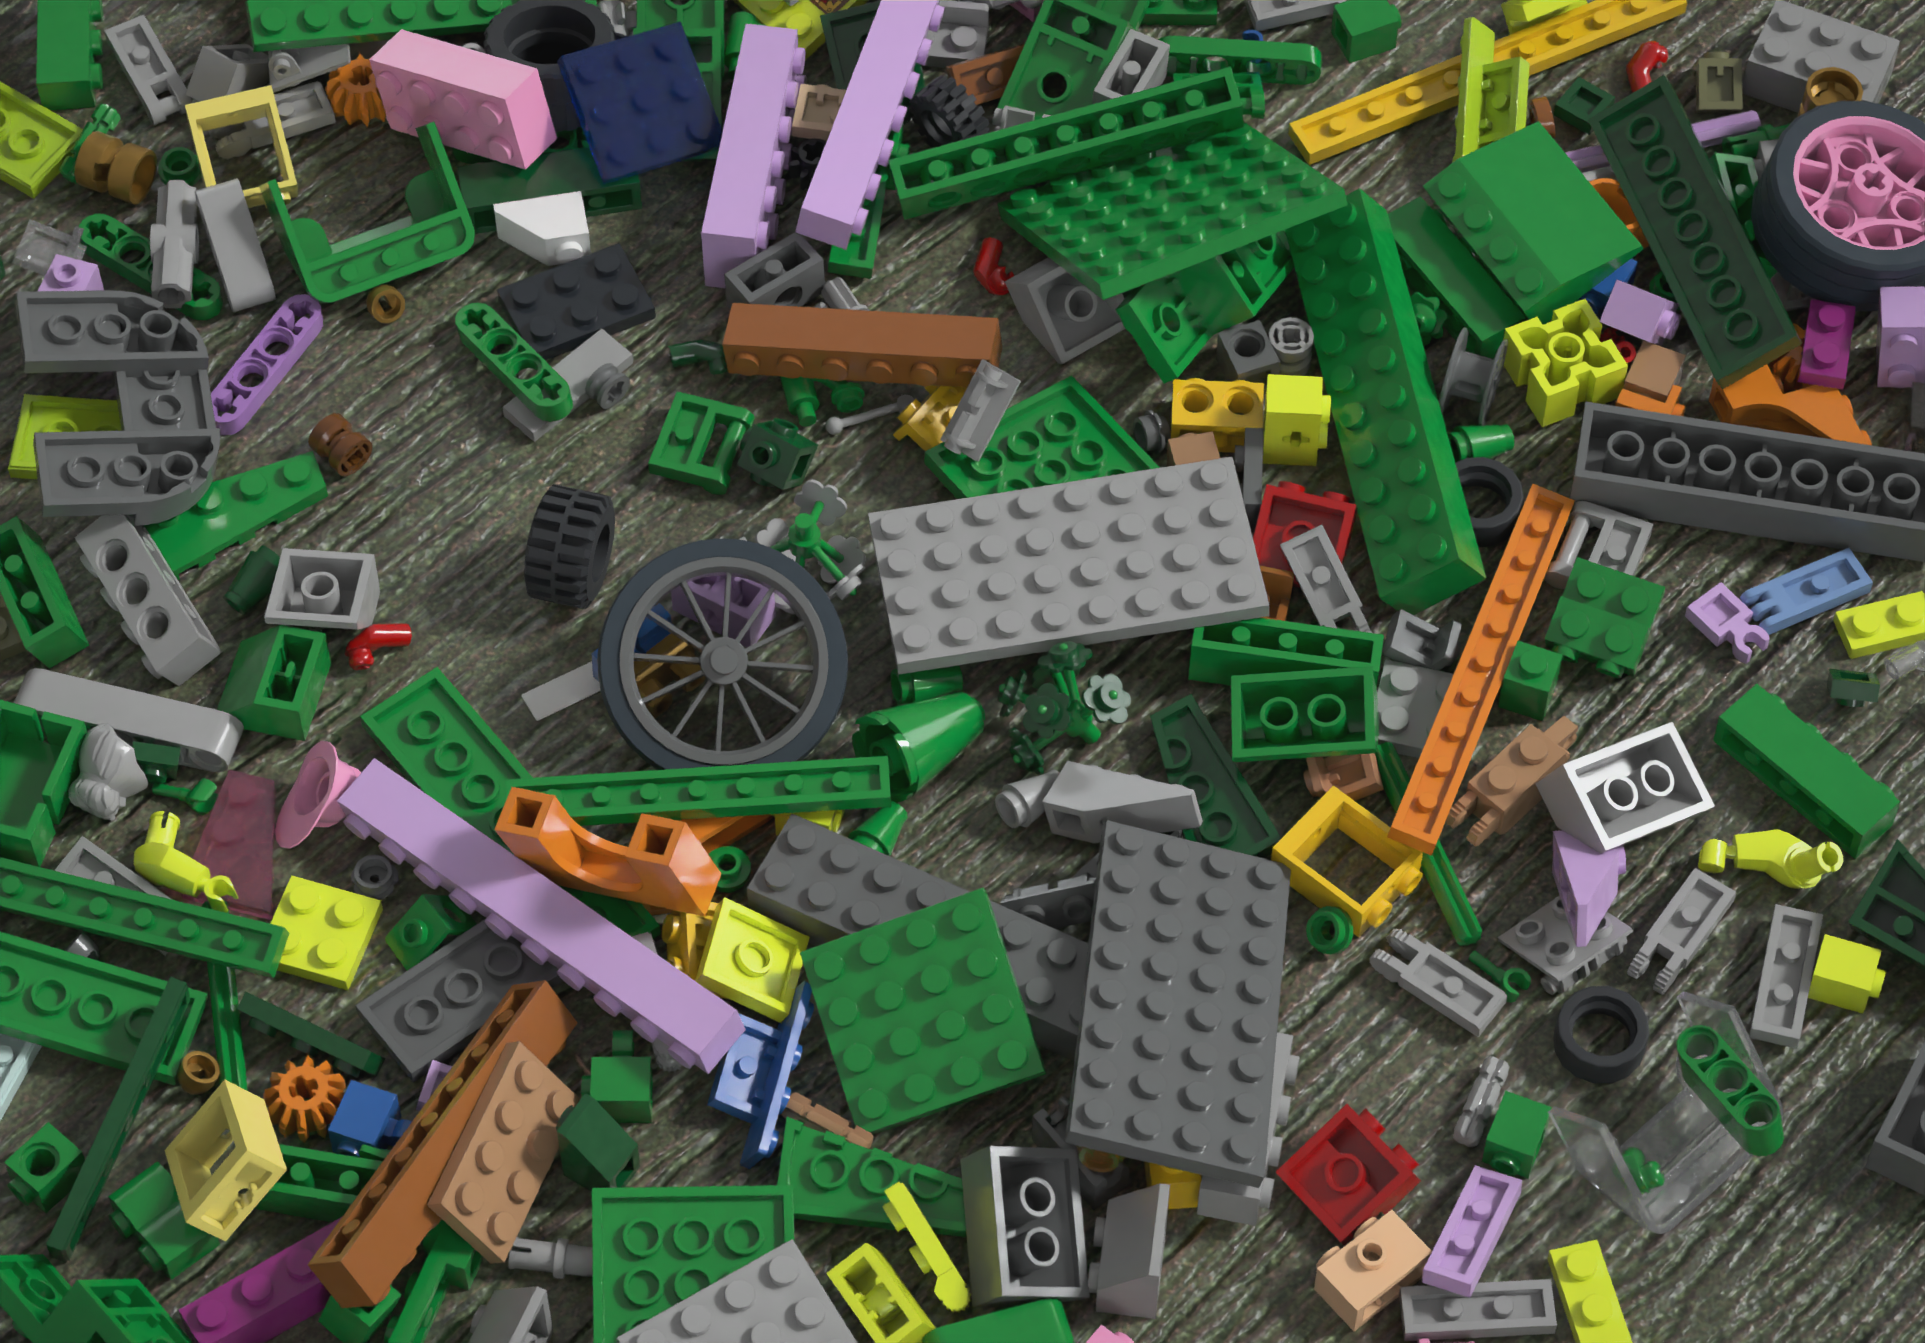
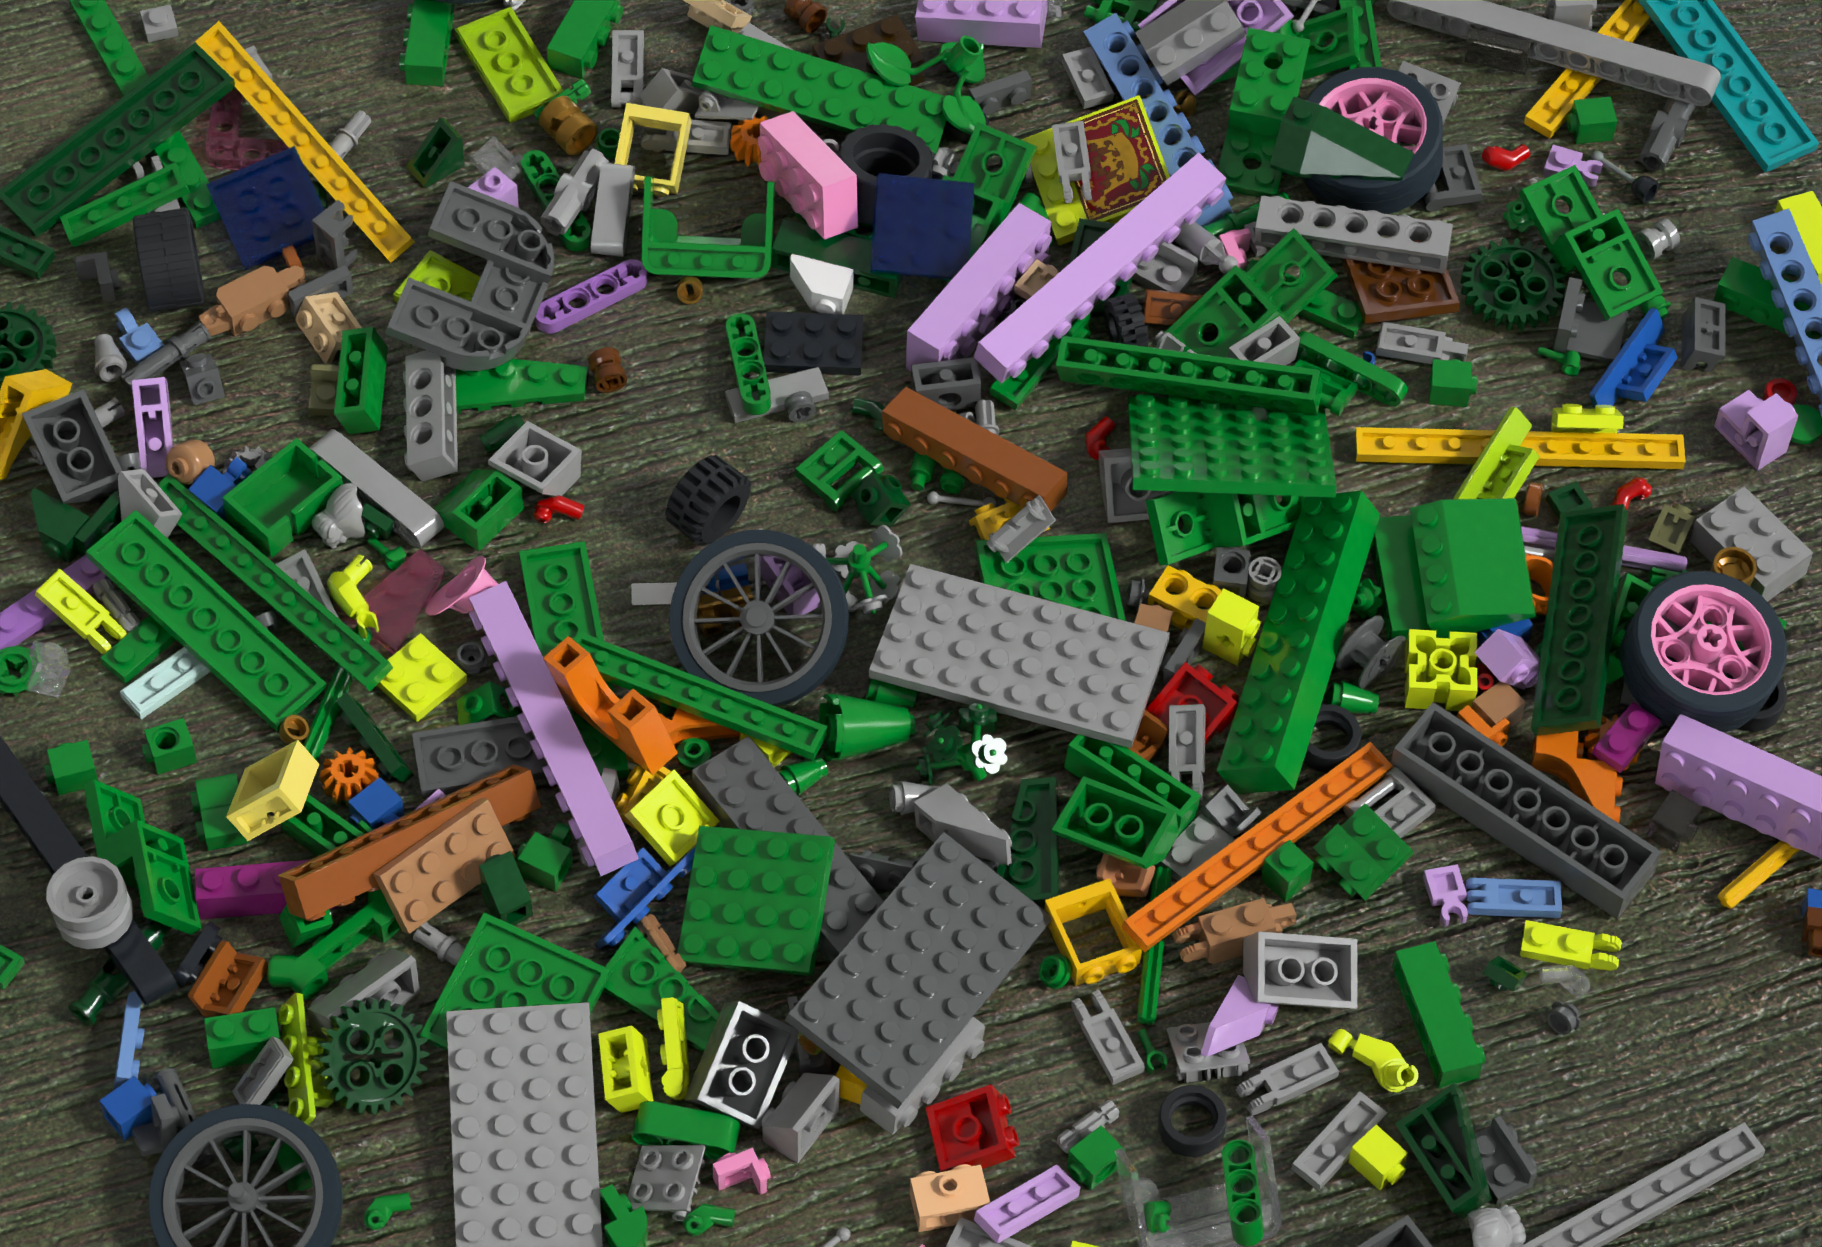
camera: 25 degrees right, 0 degrees up
(118, 1120) = (226, 736): dark green tile -> none

